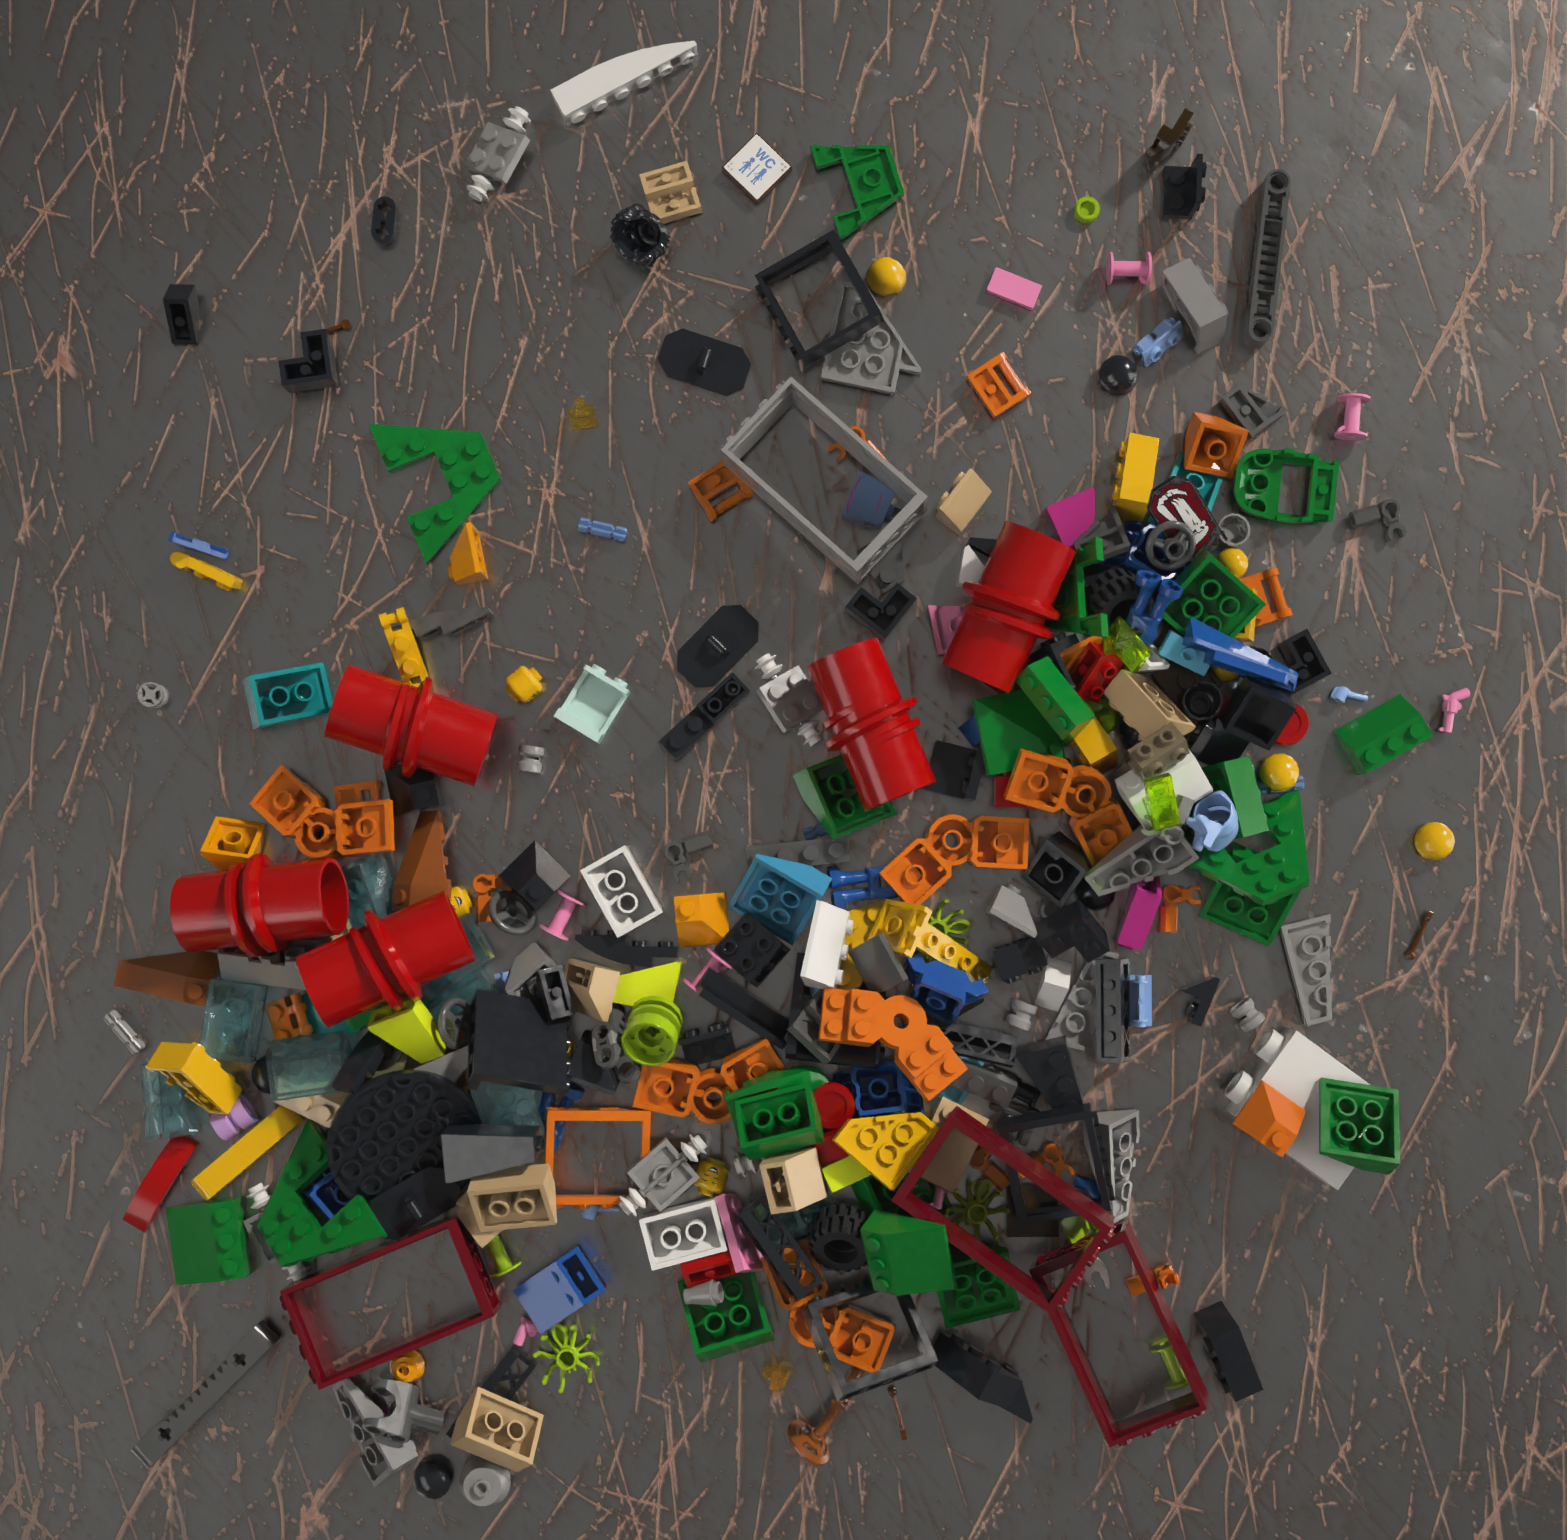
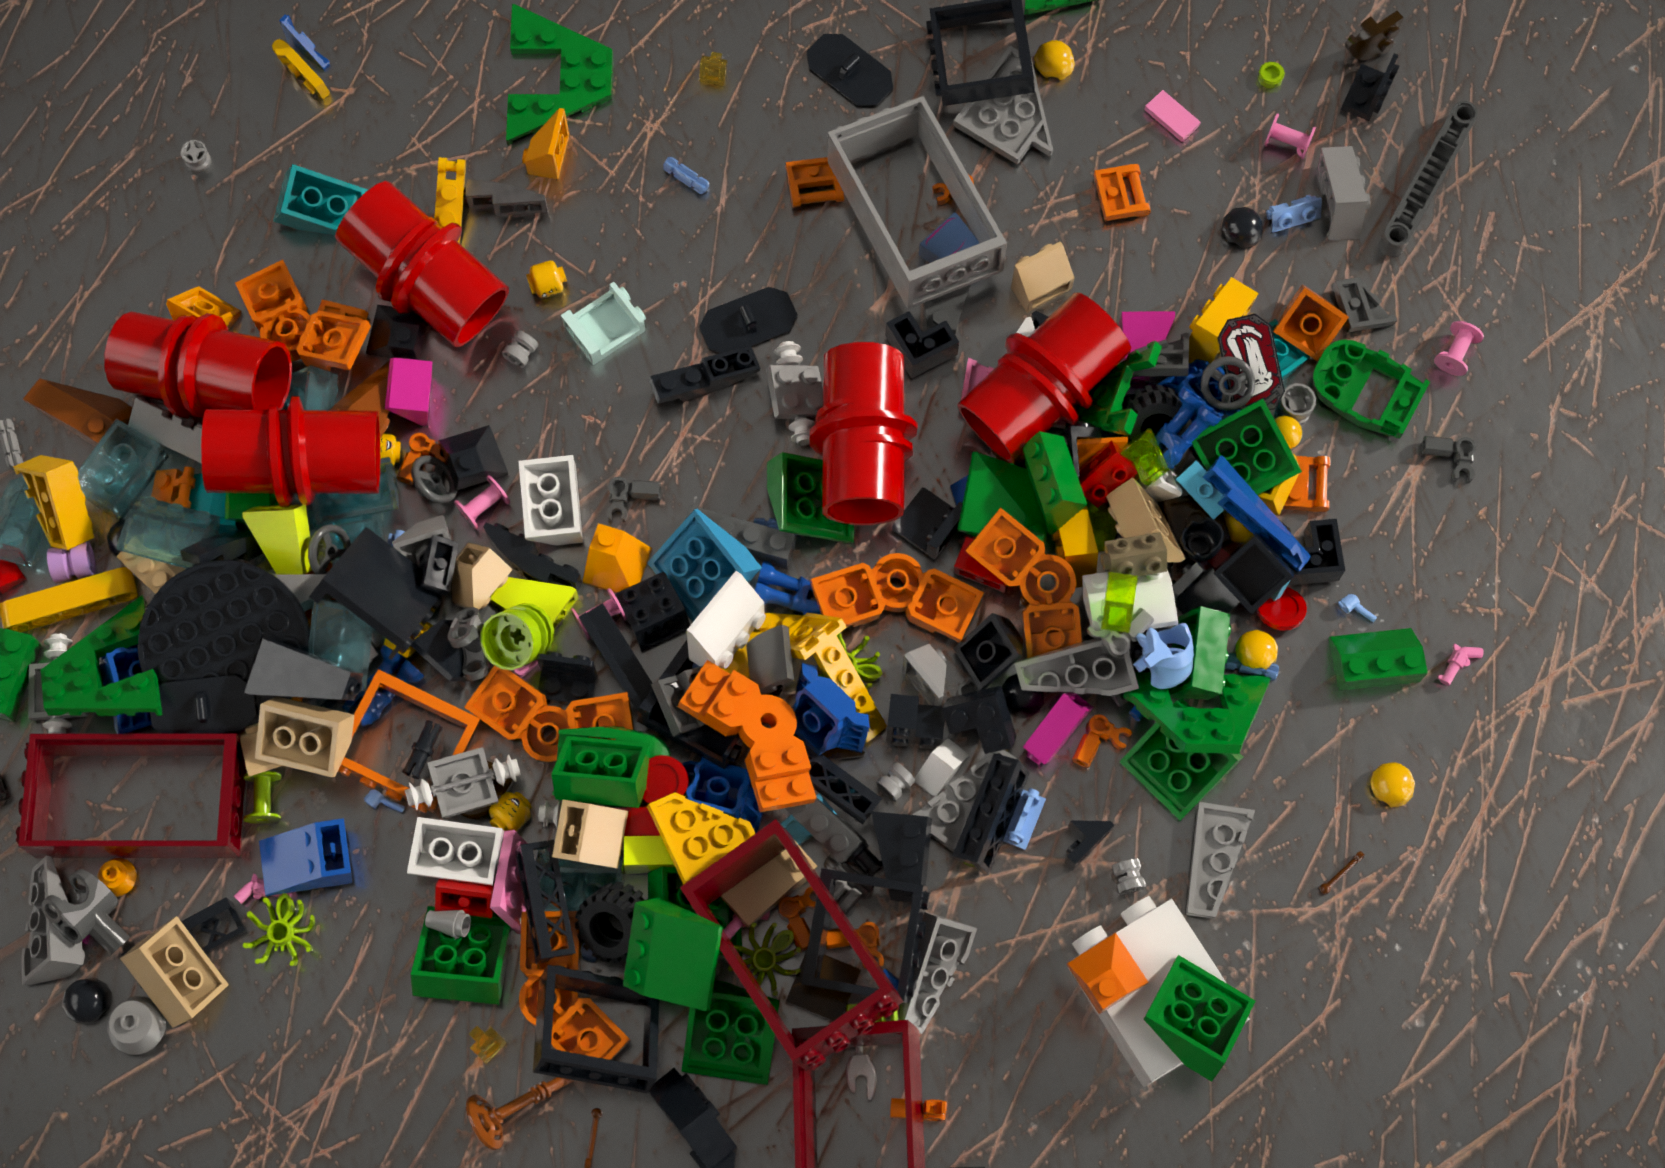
camera: 20 degrees right, 15 degrees down
(452, 842) = (409, 389): none -> dark pink slope
(616, 1162) = (422, 749): none -> black pin

